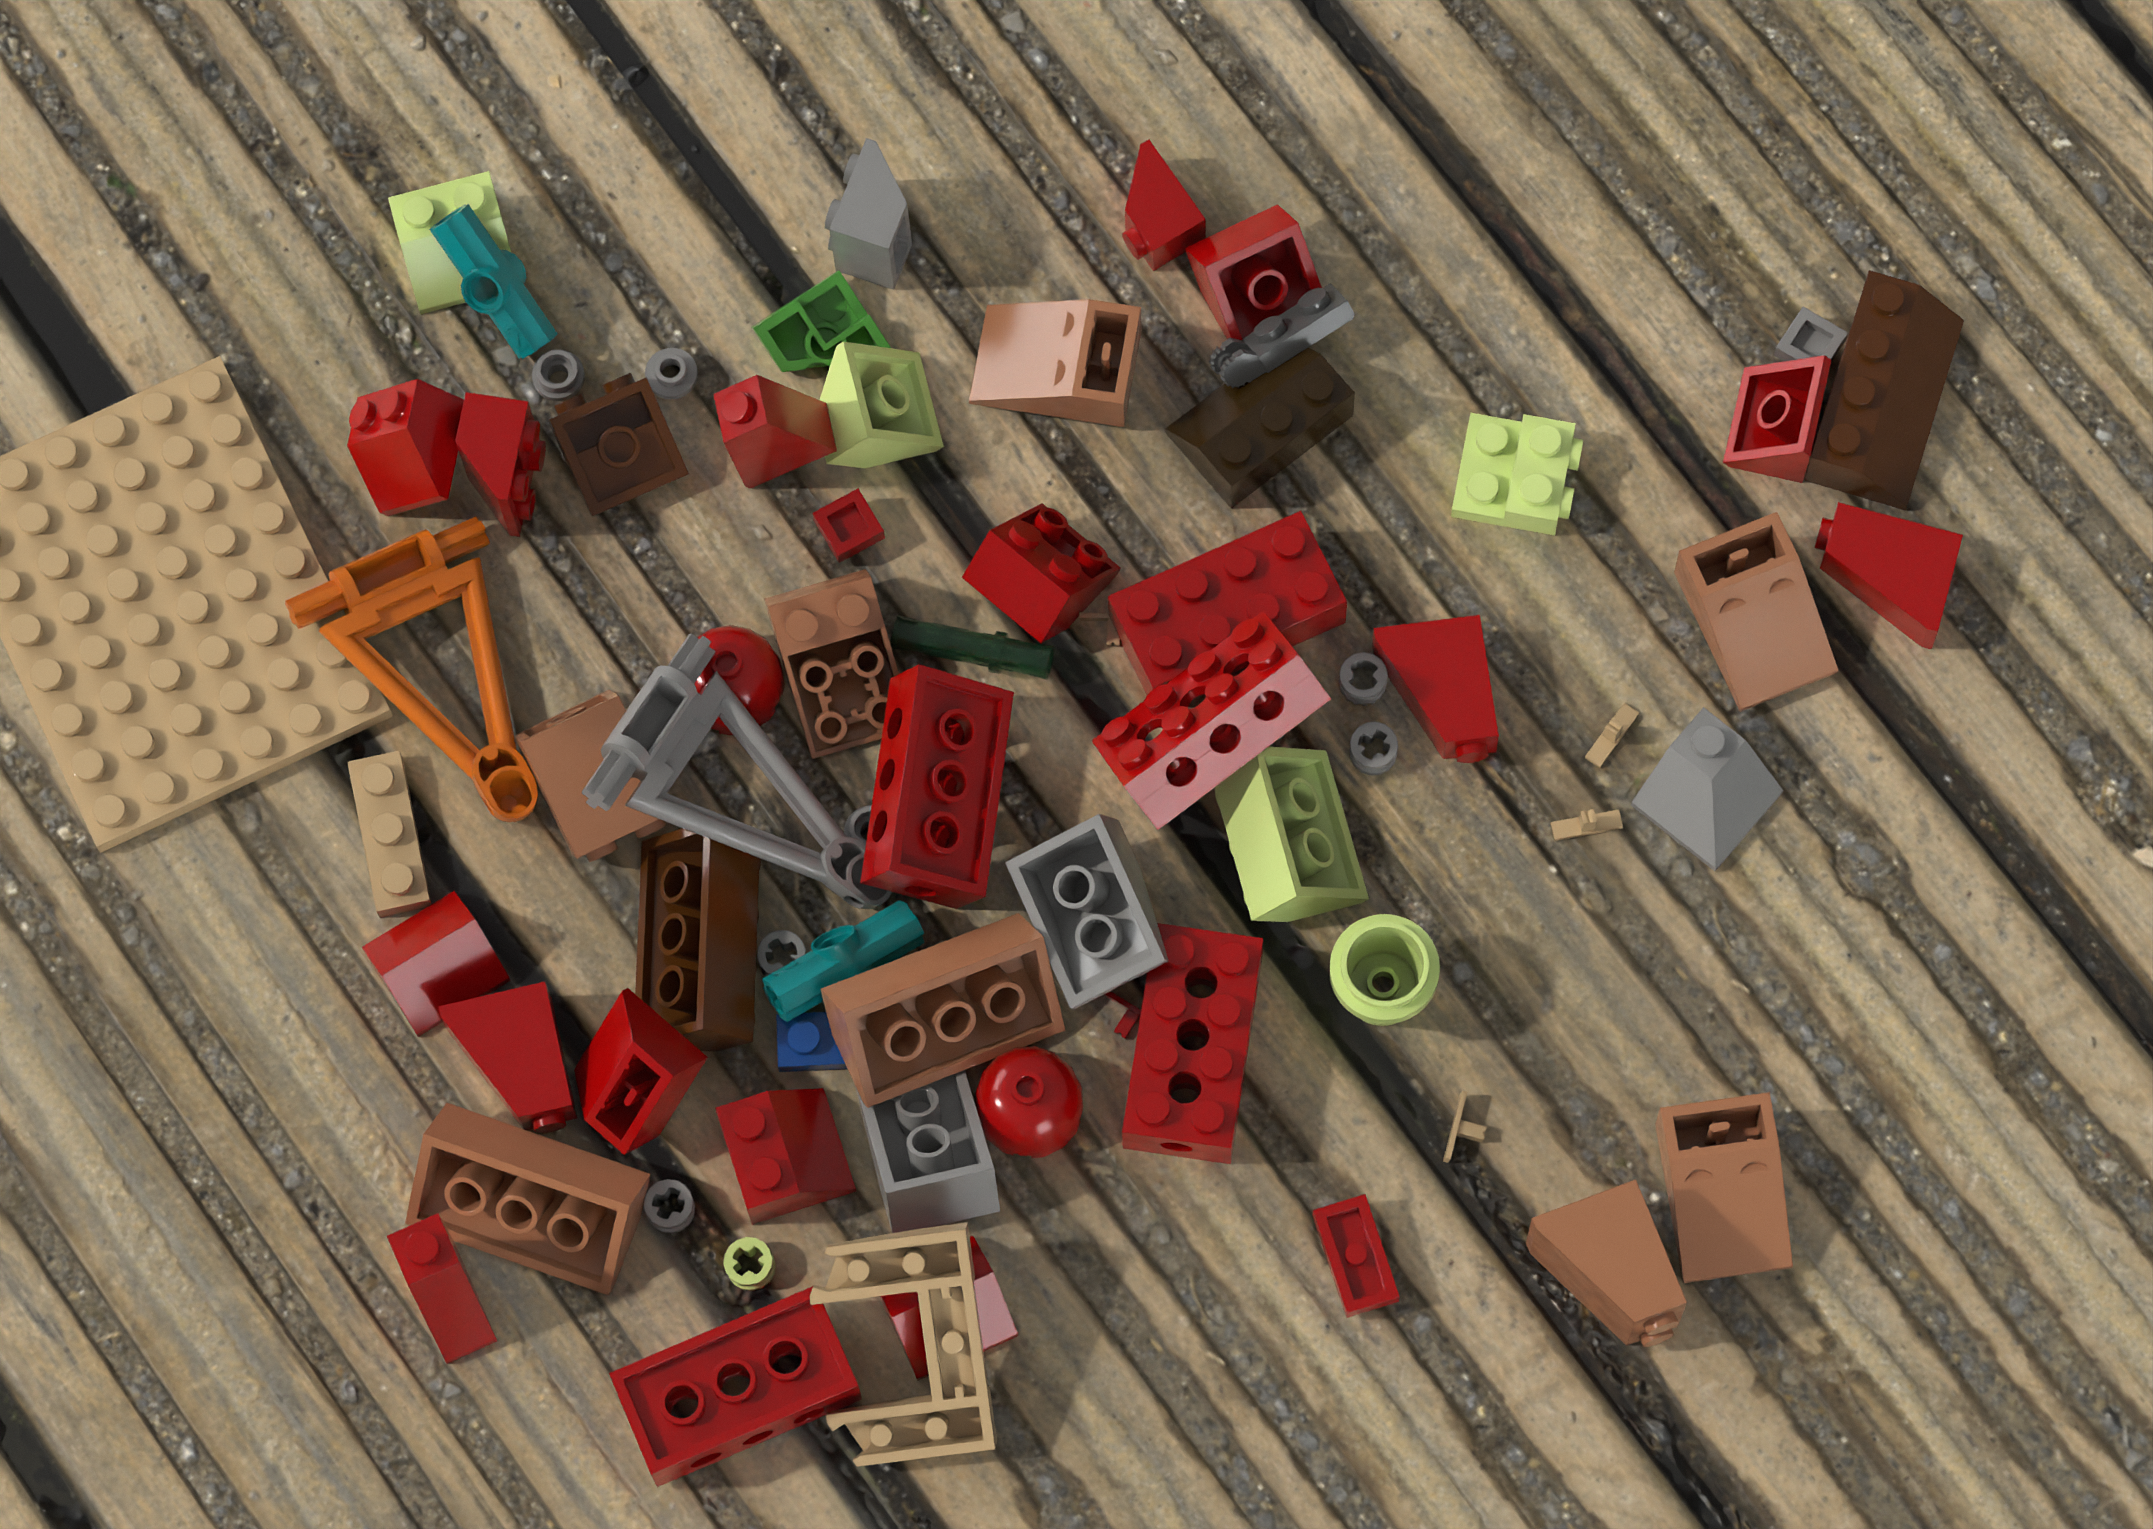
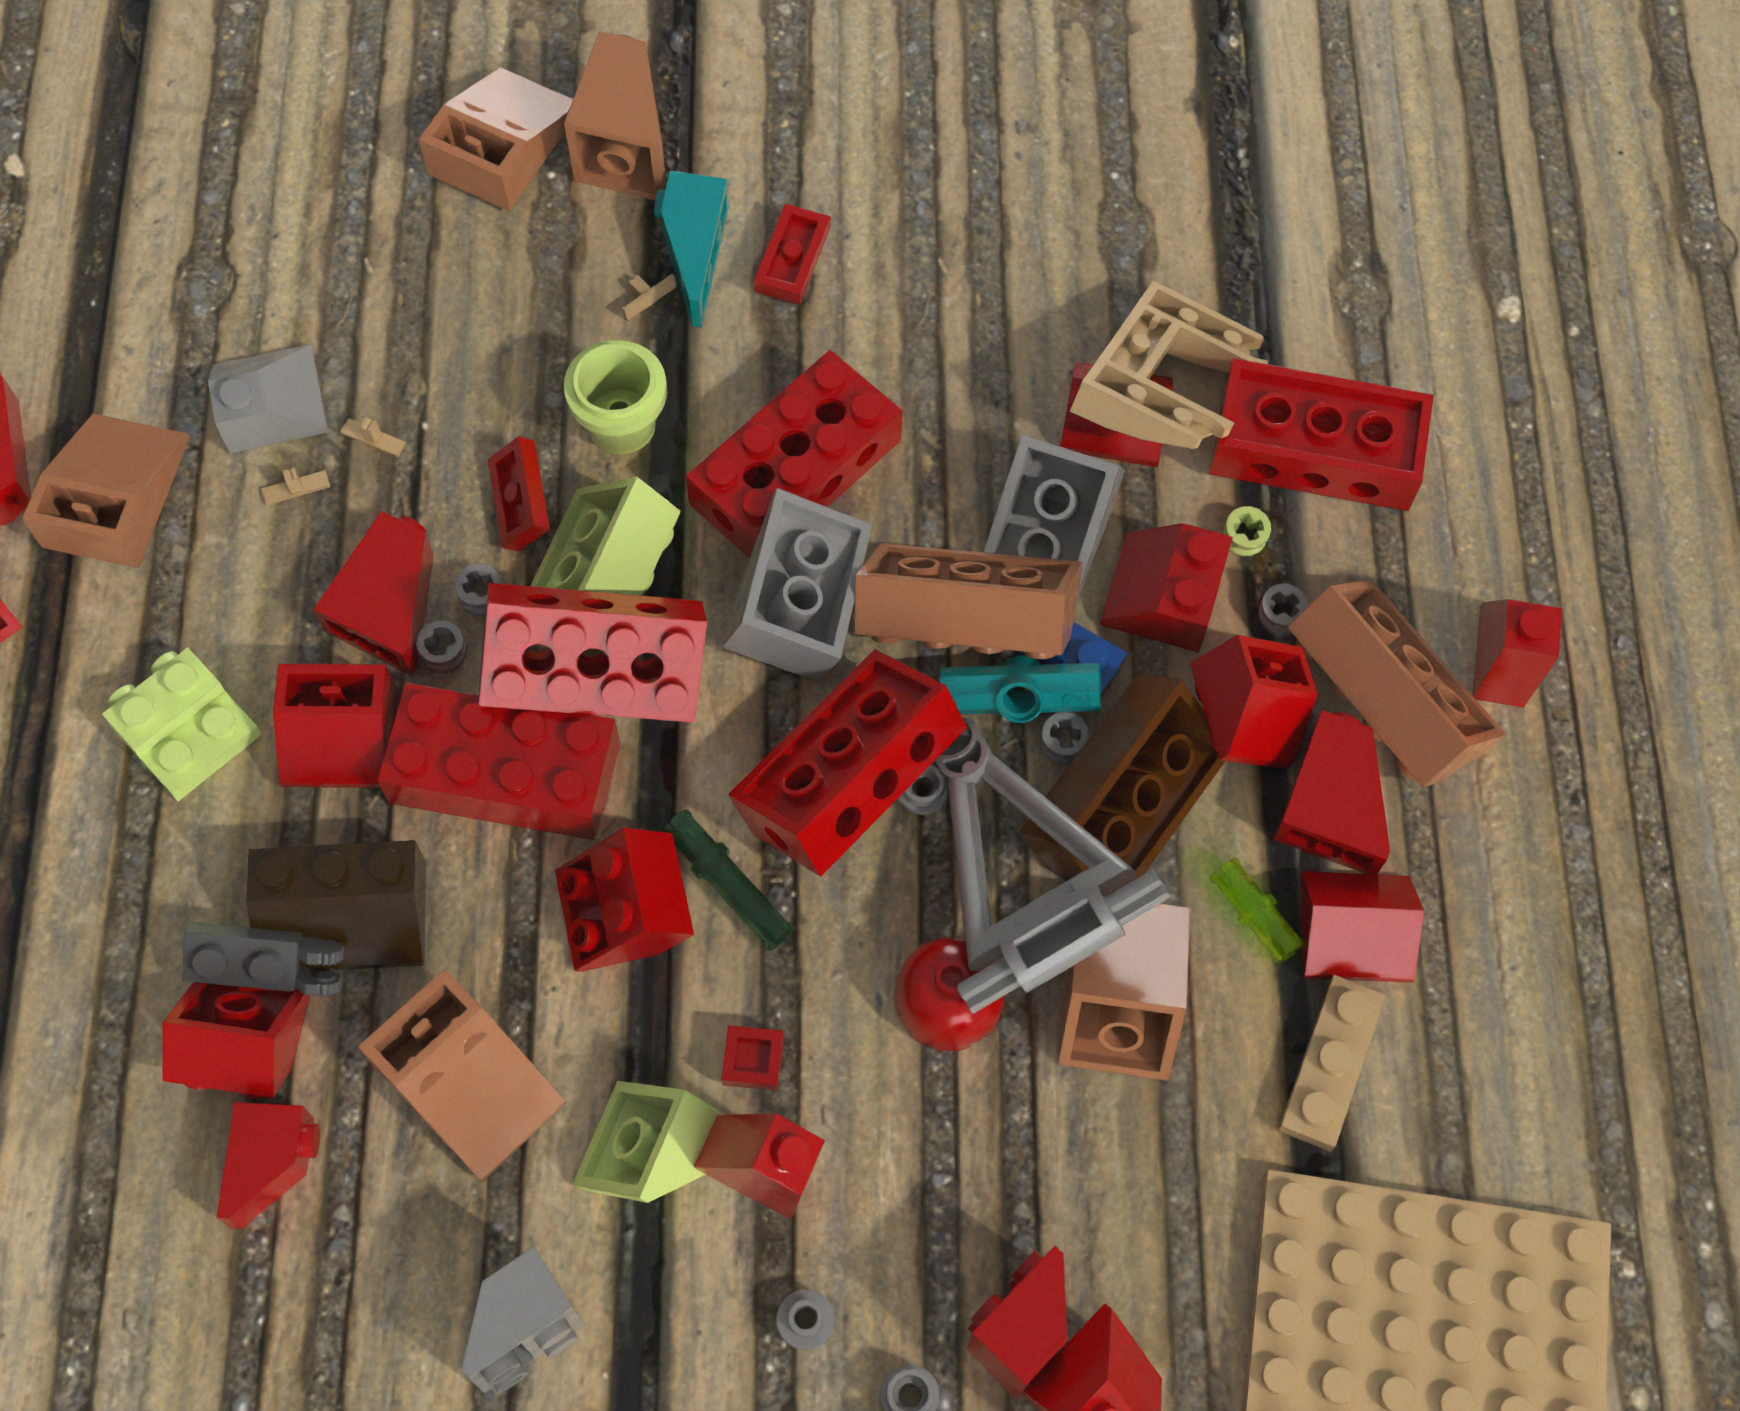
camera: 150 degrees left, 5 degrees down
(398, 586) = (1198, 1275): orange piece -> none
(525, 913) = (1257, 911): none -> clear neon green pin
(617, 444) = (903, 1279): reddish brown plate -> none
(814, 323) = (642, 1268): bright green slope -> none
(835, 660) = (846, 947): nougat slope -> none
(1029, 1102) = (948, 503): red cylinder -> none
(1386, 546) = (332, 724): none -> red slope
(1407, 847) = (518, 494): none -> red plate
(1462, 1206) = (693, 227): none -> teal slope

